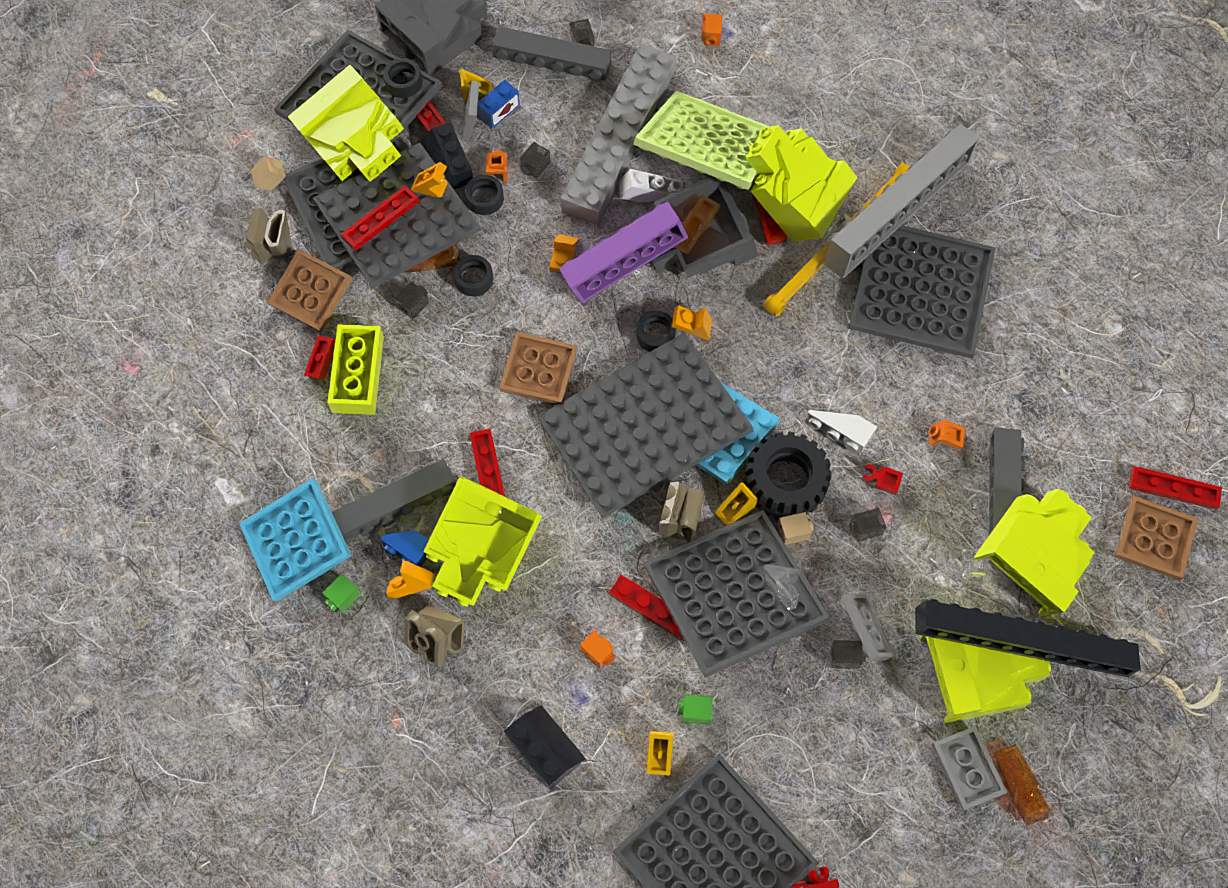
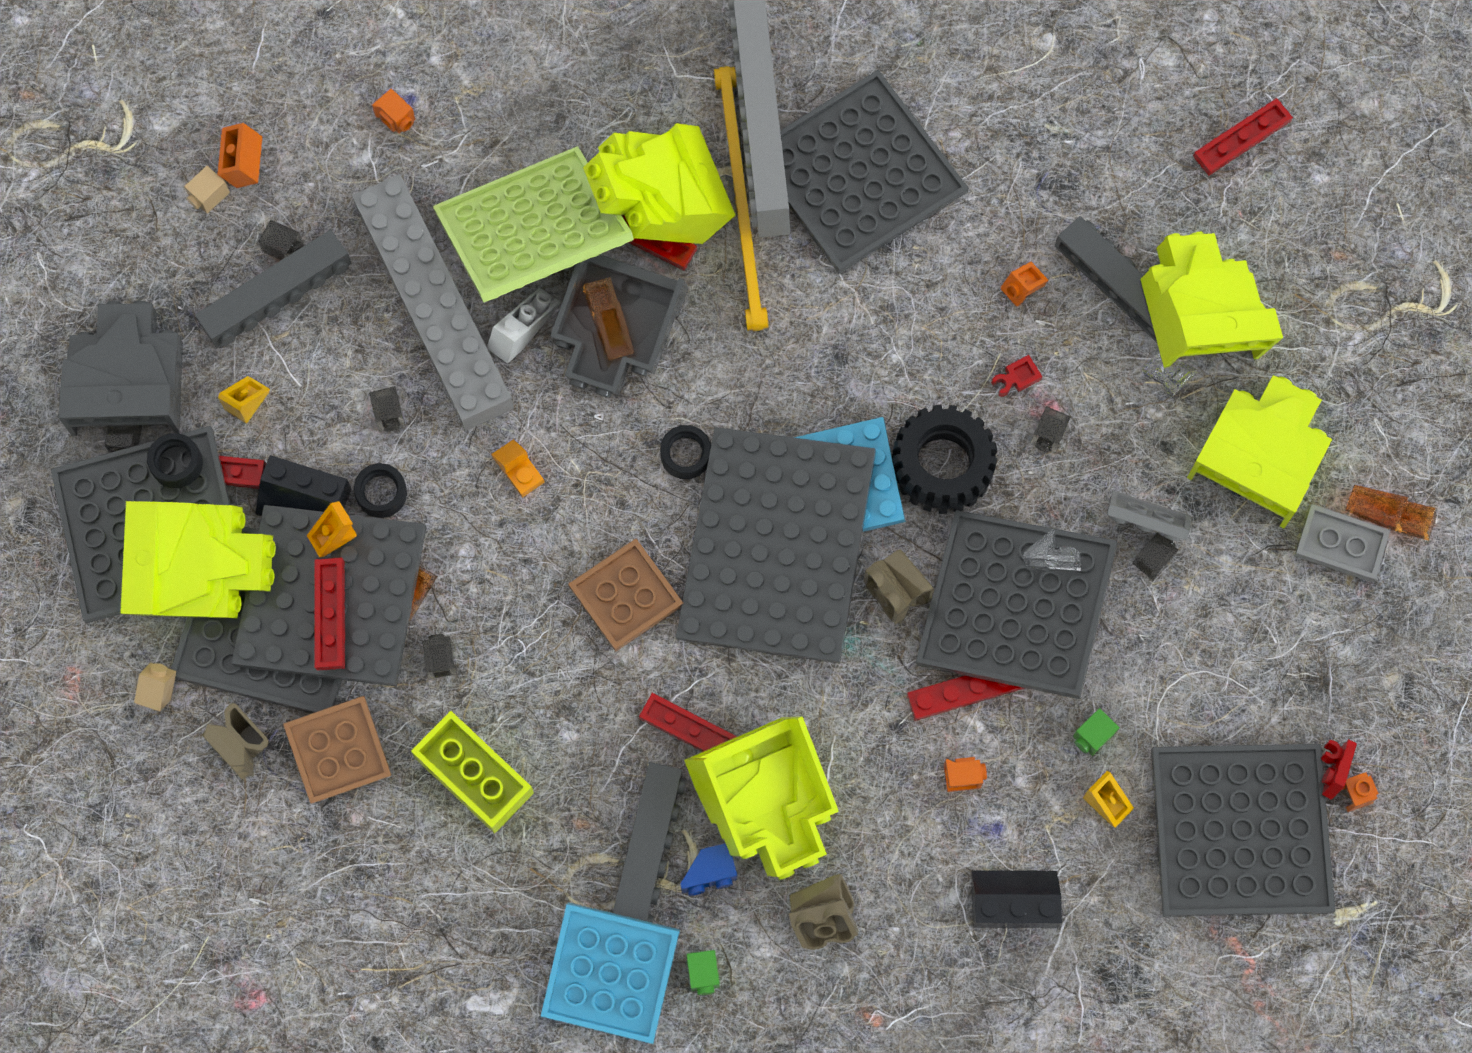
camera: 50 degrees left, 5 degrees up
(320, 358) = (426, 798): red plate -> none
(412, 581) = (752, 890): light orange slope -> none
(468, 262) = (457, 556): black tyre -> none
(471, 109) = (272, 423): light grey tile -> none
(497, 164) = (359, 461): orange window -> none
(498, 104) = (286, 390): blue brick -> none
(624, 252) = (584, 410): medium lavender brick -> none
(692, 322) = (707, 410): light orange slope -> none
(737, 505) = (931, 530): yellow slope -> none
(795, 528) = (998, 497): tan brick -> none
(846, 428) = (945, 364): white slope -> none
(1026, 638) = (1277, 391): black brick -> none
(1156, 538) = (1273, 196): medium nougat plate -> none

